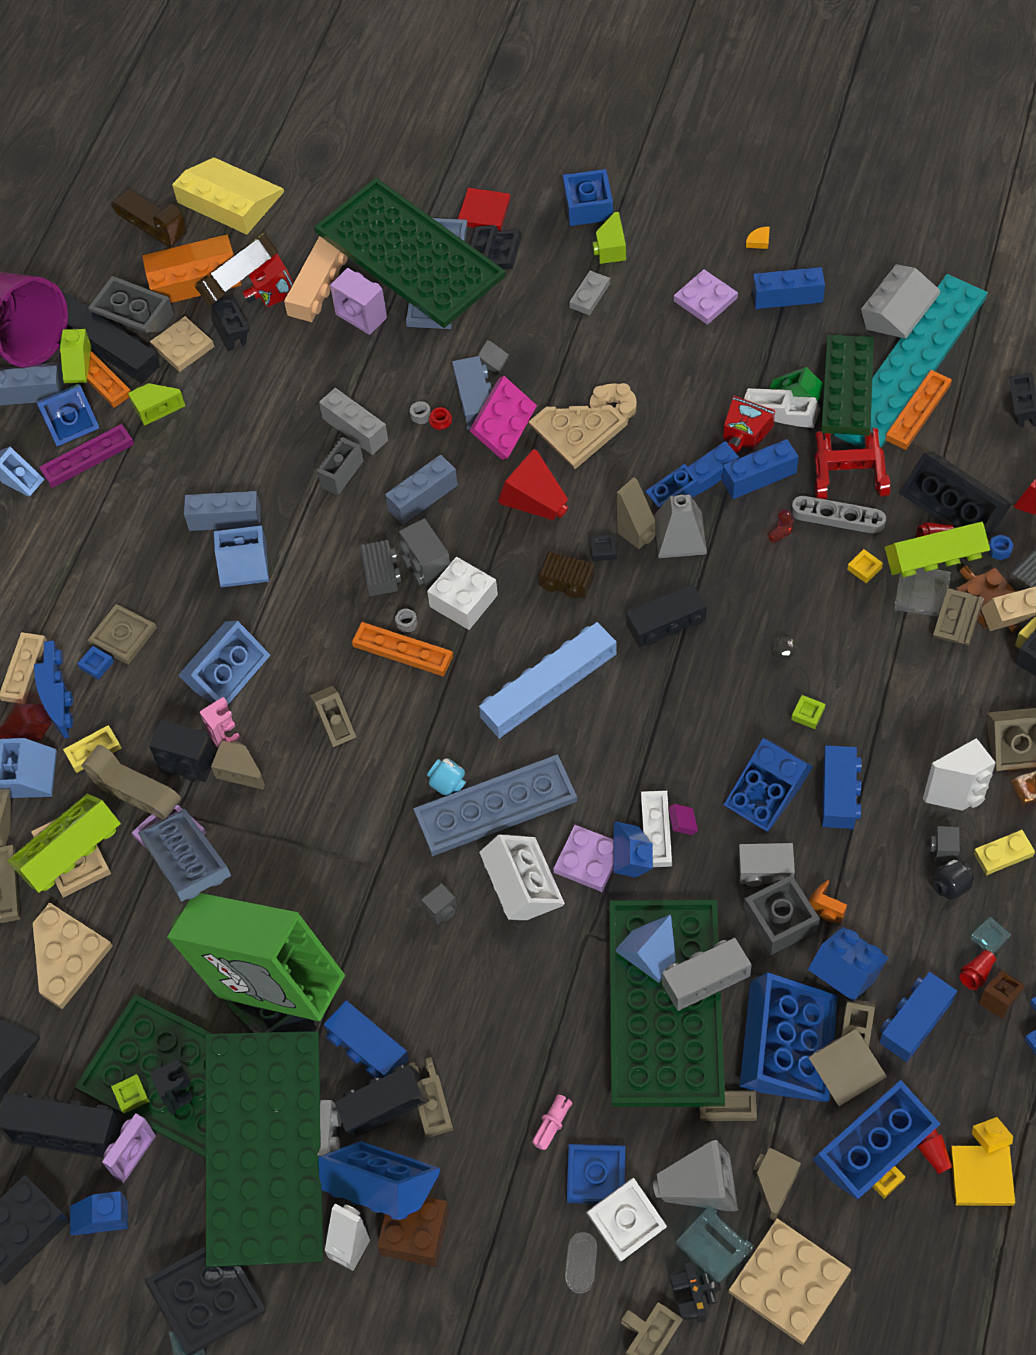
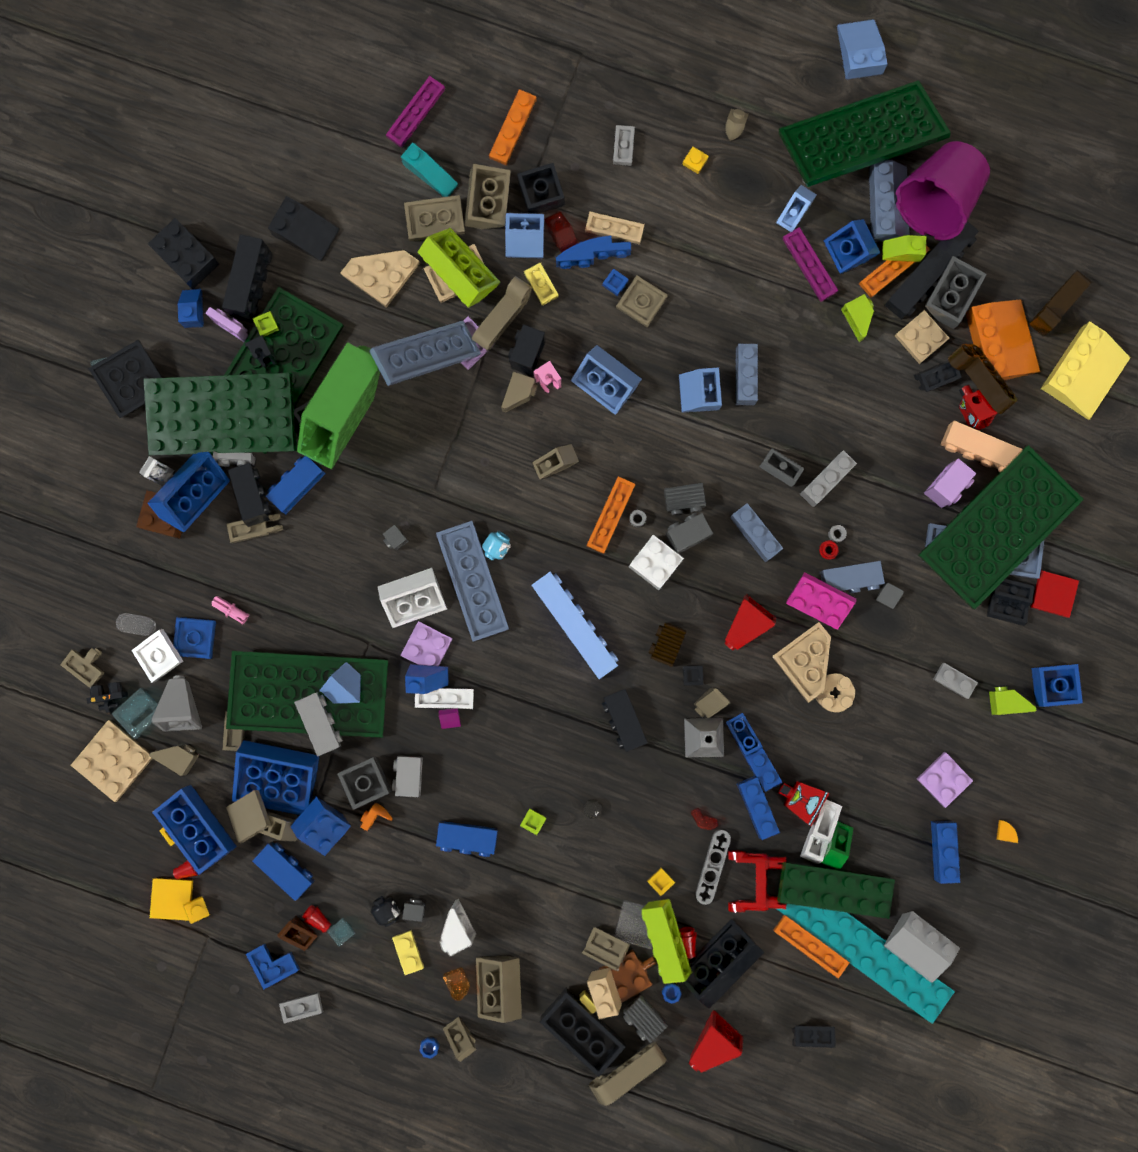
camera: 90 degrees right, 25 degrees up
(768, 784) = (474, 785): blue slope -> none

